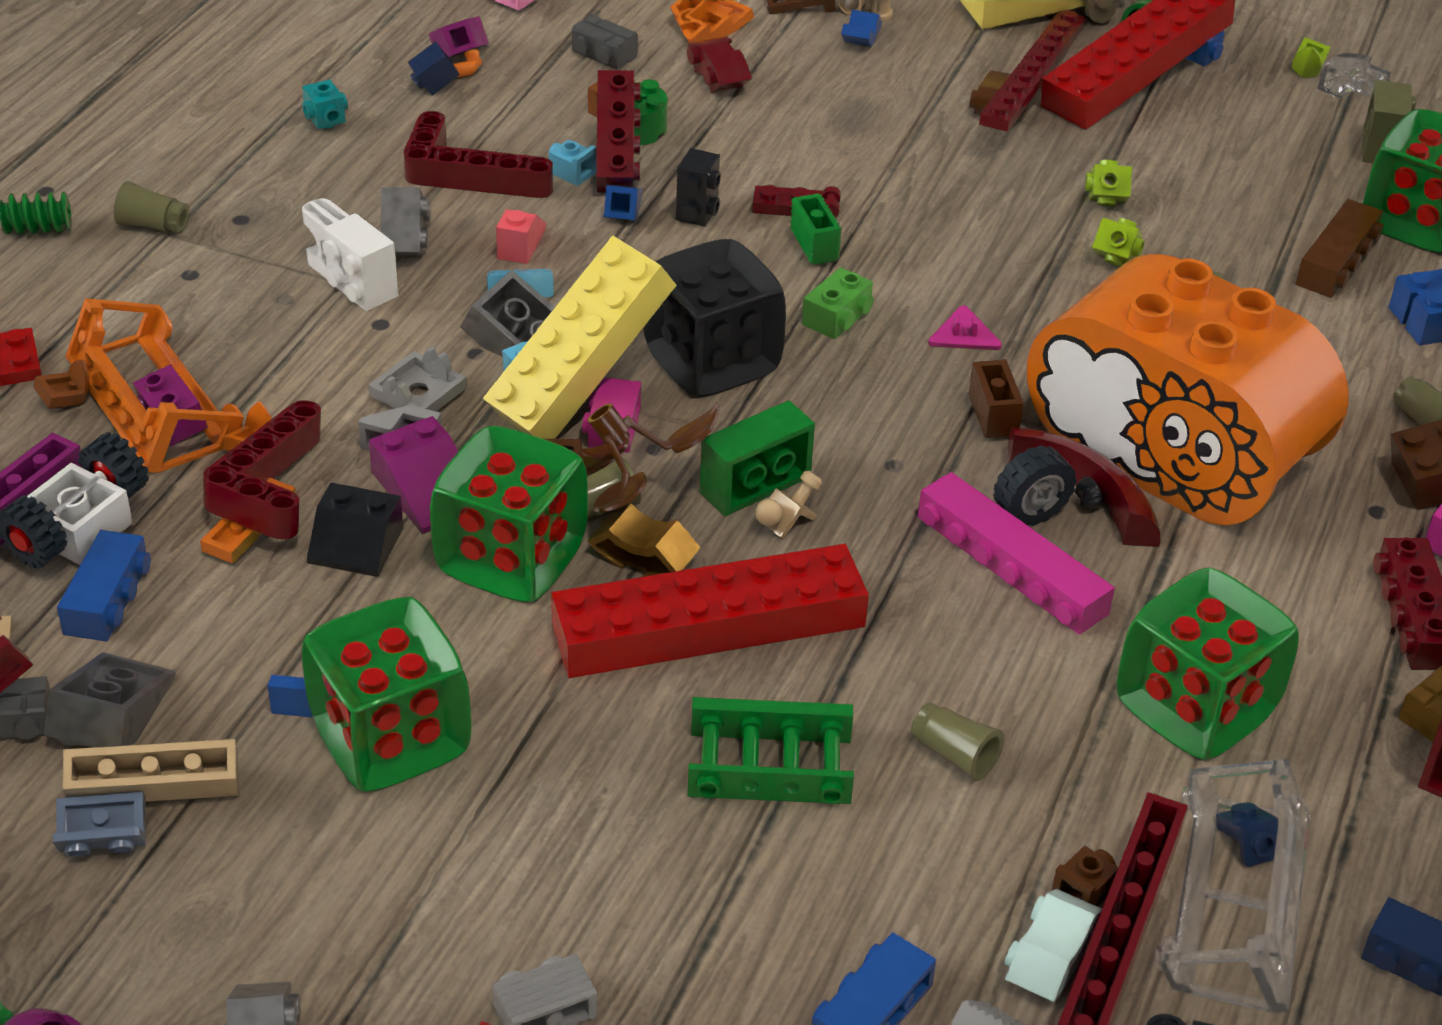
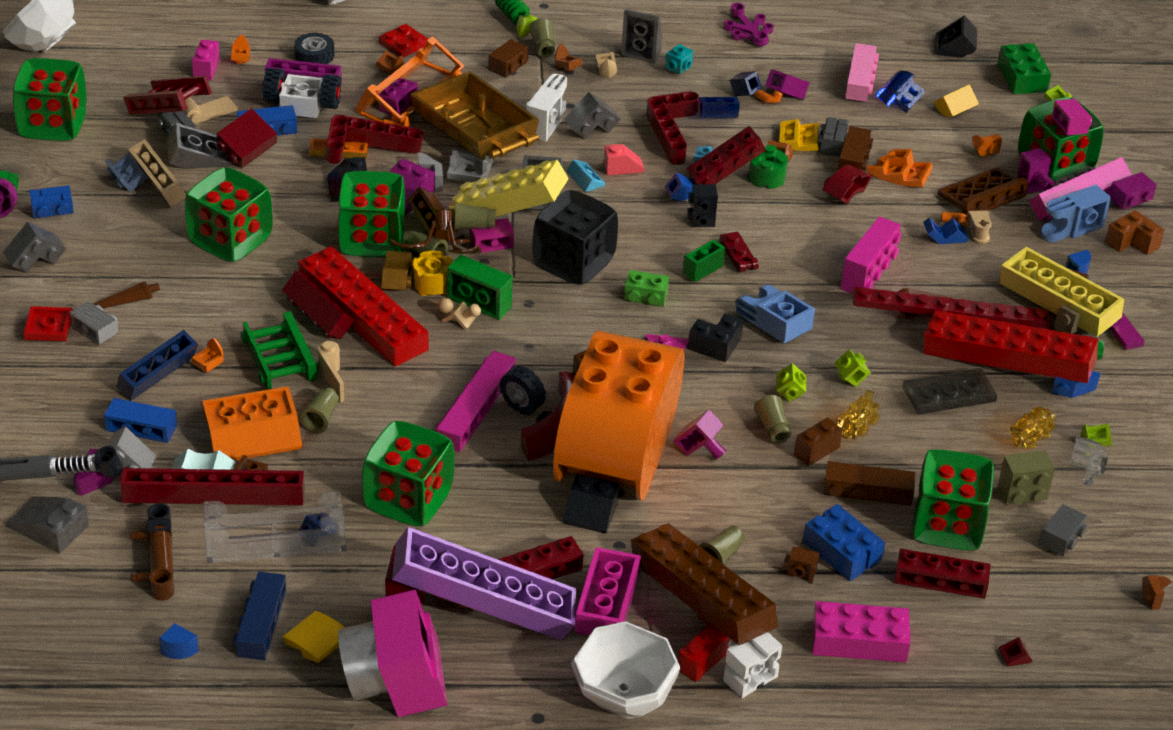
camera: 65 degrees right, 0 degrees up
(96, 216) = (523, 24): none -> lime plate
(108, 971) = (51, 201): none -> blue brick
(151, 616) = (246, 138): none -> dark red brick
(168, 260) = (508, 58): none -> reddish brown brick
(225, 209) = (564, 60): none -> dark orange plate
(255, 110) = (641, 36): none -> flat silver slope
(269, 174) = (606, 64): none -> tan plate
(284, 28) = (757, 37): none -> magenta plant
(309, 331) = (476, 115): none -> pearl gold piece
(468, 106) = (719, 107): none -> clear blue brick
(478, 916) = (136, 293): none -> reddish brown bar
(571, 69) = (800, 137): none -> yellow slope
(601, 390) = (473, 217): none -> olive plant
(657, 39) = (856, 148): none -> reddish brown brick
(683, 494) = (431, 273): none -> yellow brick
(685, 661) = (318, 305): none -> dark red brick
(738, 850) = (209, 357): none -> orange plate
(741, 930) = (157, 365): none -> dark blue brick
(835, 13) = (961, 218): none -> orange arm
(871, 700) = (329, 365): none -> tan door
(899, 91) = (871, 255): none -> dark pink brick
(916, 820) = (253, 426): none -> orange slope
(962, 205) = (777, 313): none -> medium blue brick
(987, 273) = (716, 340): none -> black brick
(1181, 131) = (949, 391): none -> clear smoke plate
(1209, 211) = (859, 416): none -> clear yellow brick
(1245, 257) = (818, 441): none -> reddish brown brick
(1283, 89) = (1033, 427): none -> clear yellow brick
(1303, 507) = (591, 504): none -> black slope

